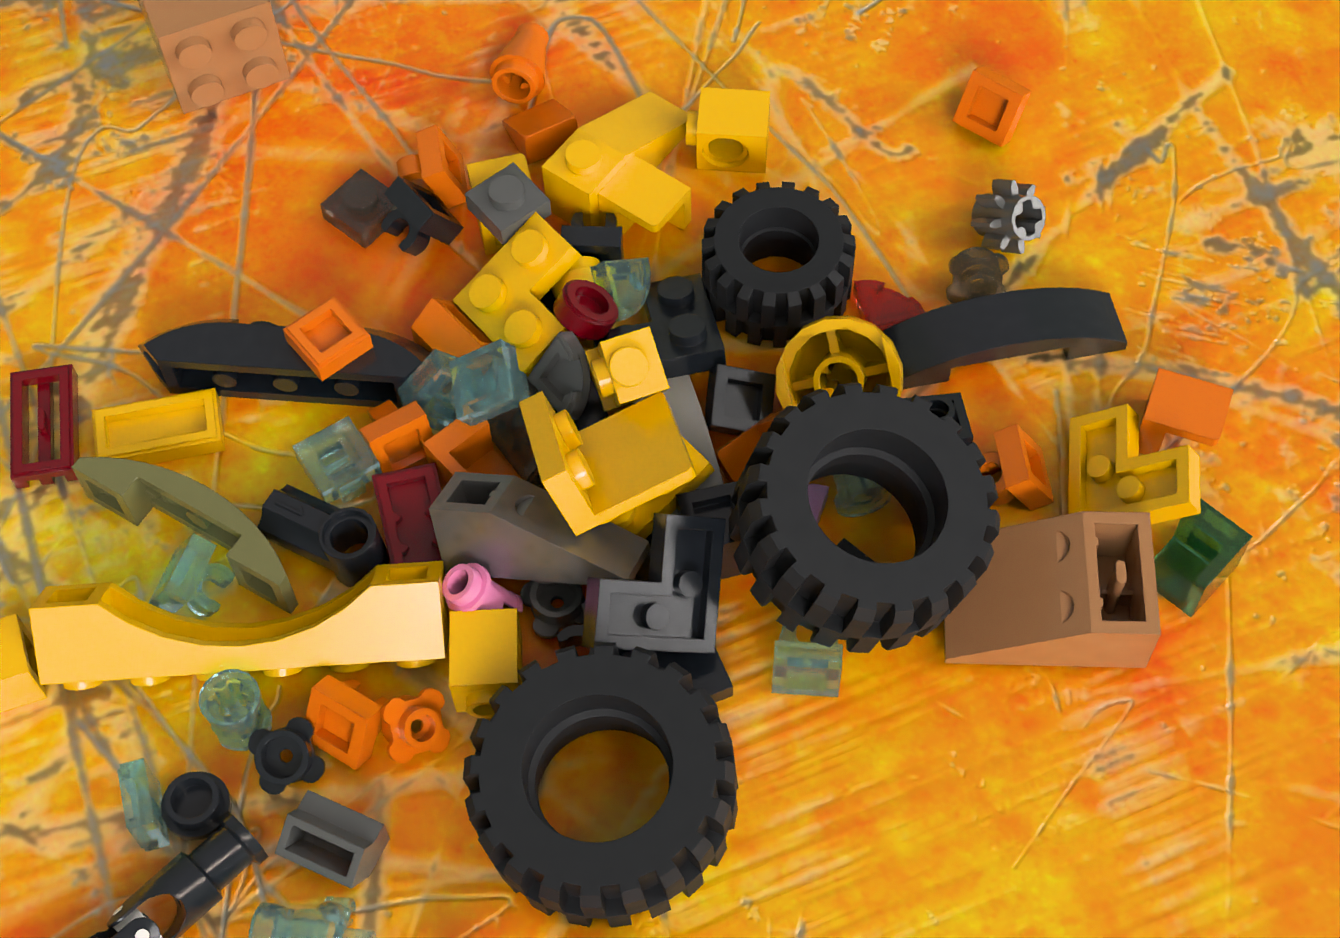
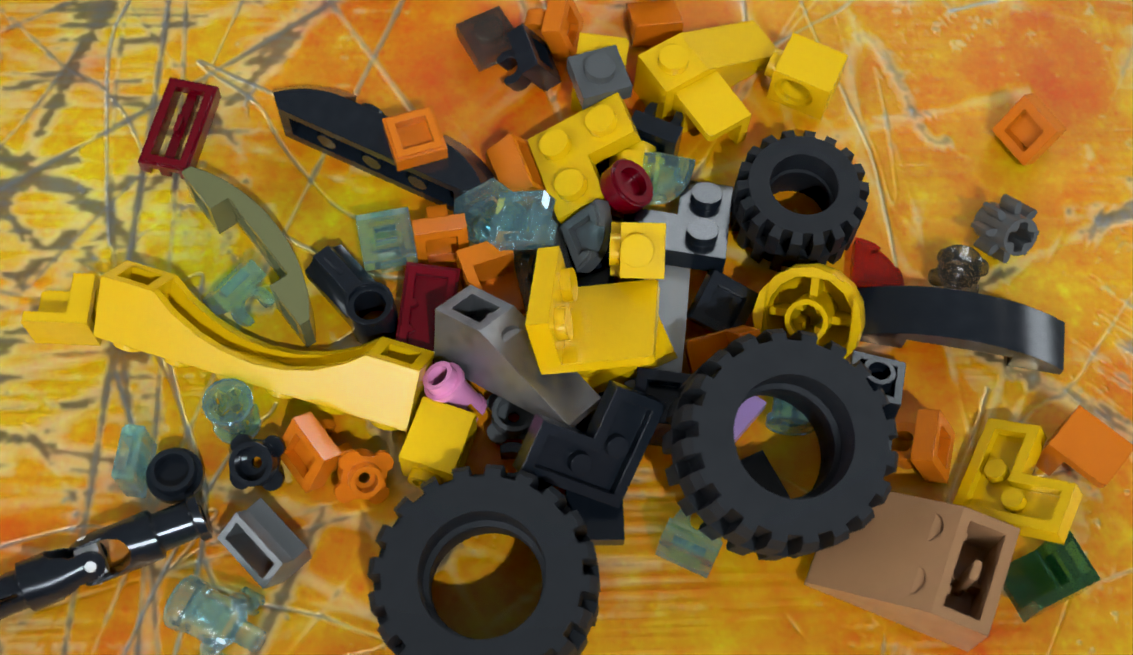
camera: 15 degrees right, 5 degrees up
(160, 428) = (264, 162): yellow tile -> none

